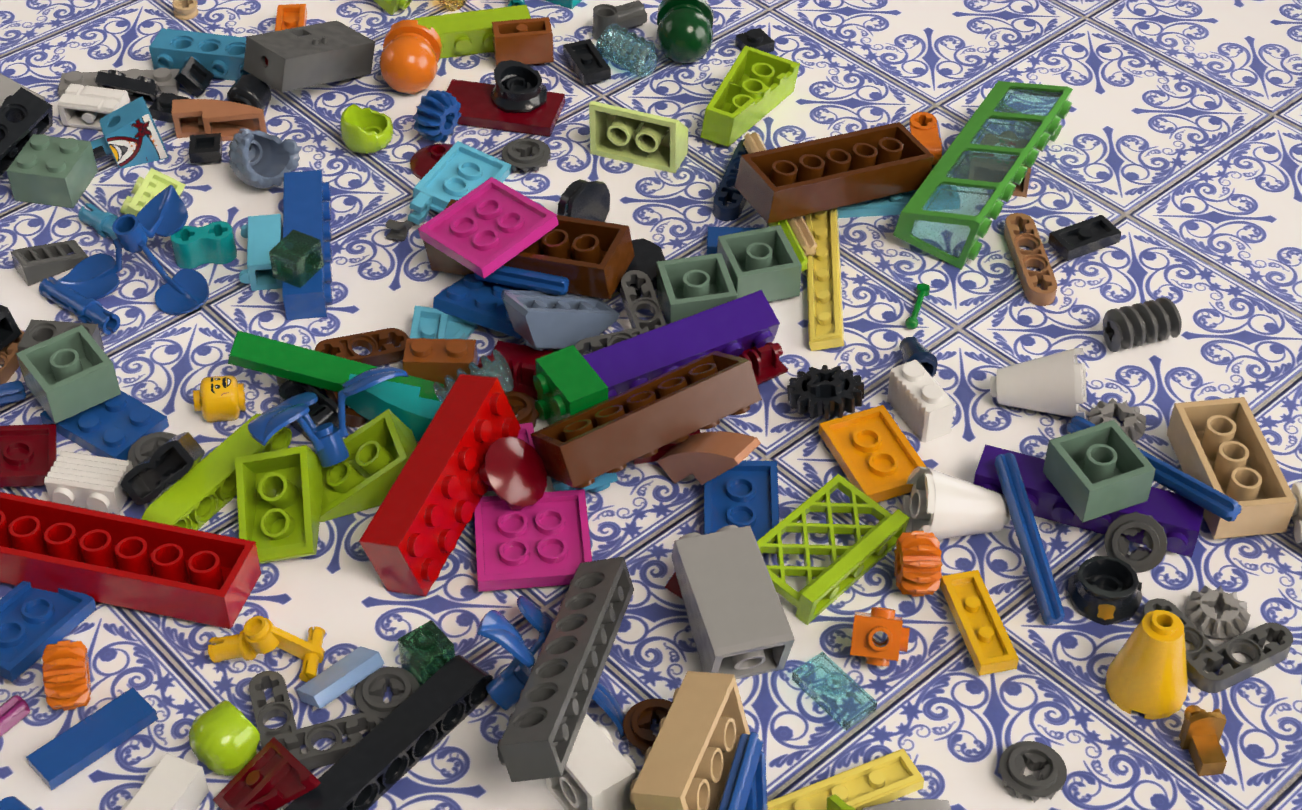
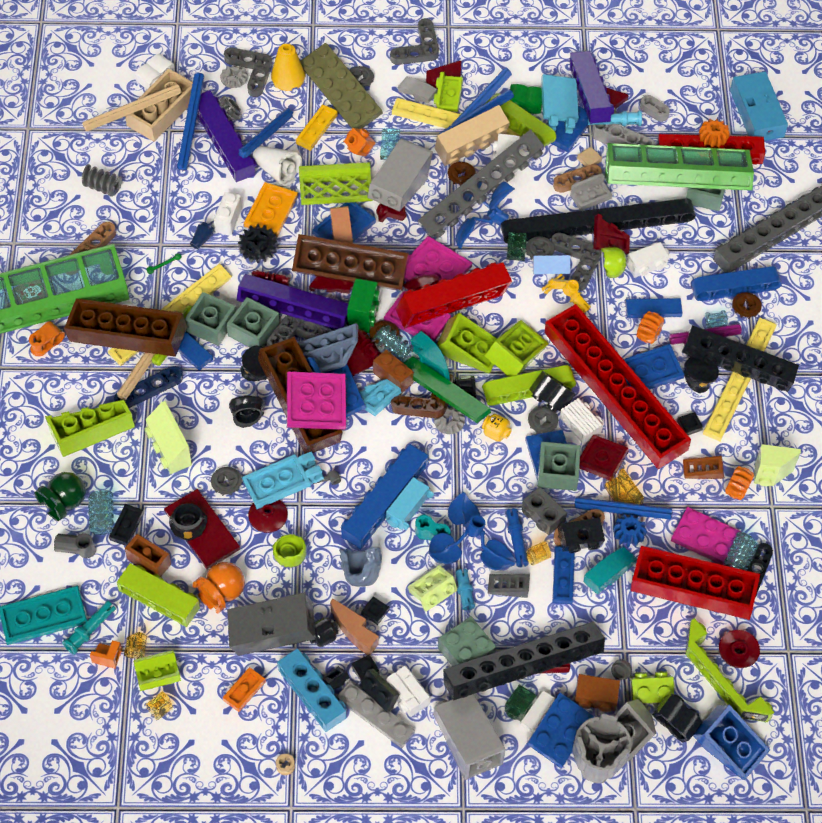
camera: 140 degrees left, 15 degrees up
(32, 303) = (538, 553): none -> clear yellow brick
(130, 136) = (411, 639): torso -> none
(296, 258) = (409, 460): clear green brick -> none
(325, 438) = (481, 377): blue plant -> none
(437, 115) = (248, 529): blue gear -> none
(756, 39) = (26, 475): black plate -> none
(917, 563) = (315, 152): orange gear -> none
(1036, 717) = (340, 87): none -> olive plate
(1044, 384) = (175, 180): white cone -> none
(1084, 237) = (55, 237): black plate -> none
(1098, 470) = (222, 118): sand green brick -> none
(1105, 590) = (259, 107): black hat -> none
(1133, 422) = (164, 164): light grey gear -> none
(1201, 737) = (300, 44): pearl gold piece -> none
(1239, 403) = (131, 107): none -> tan axle

